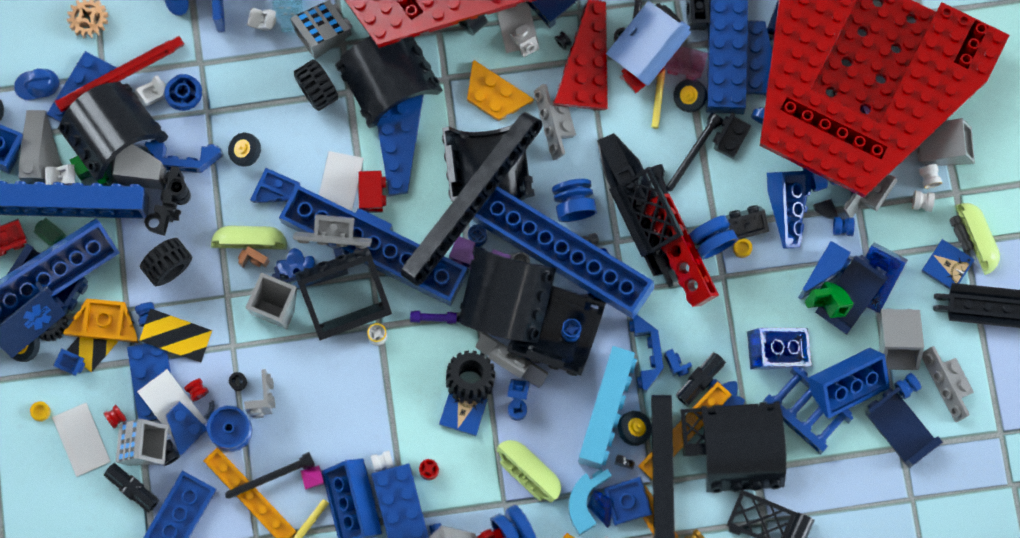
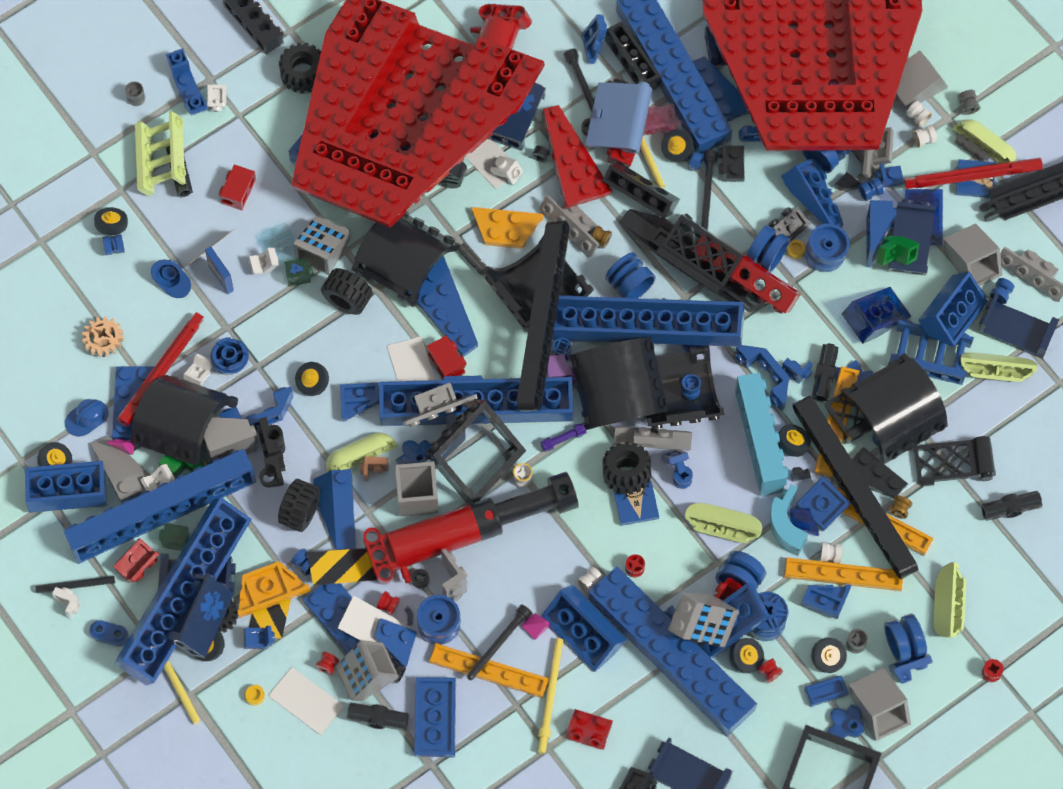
camera: 30 degrees left, 10 degrees down
(51, 125) = (123, 445): none -> dark pink slope
(202, 279) = (338, 507): none -> blue wedge
(287, 43) = (298, 272): none -> clear green brick
(295, 356) = (463, 527): none -> red piece
(448, 108) = (472, 257): none -> dark grey axle
(572, 147) = (602, 236): none -> pearl gold wheel
(632, 121) = (641, 189): none -> black brick
(692, 498) = (878, 475): none -> black wing
(698, 118) = (695, 161): none -> blue tile
(778, 267) = (827, 247): none -> blue wheel
(861, 455) = (998, 366): none -> yellowish green brick
(869, 222) = (890, 176): none -> blue bracket
(946, 260) = (973, 173): none -> red piece
(983, 188) = (968, 101): none -> dark grey wheel

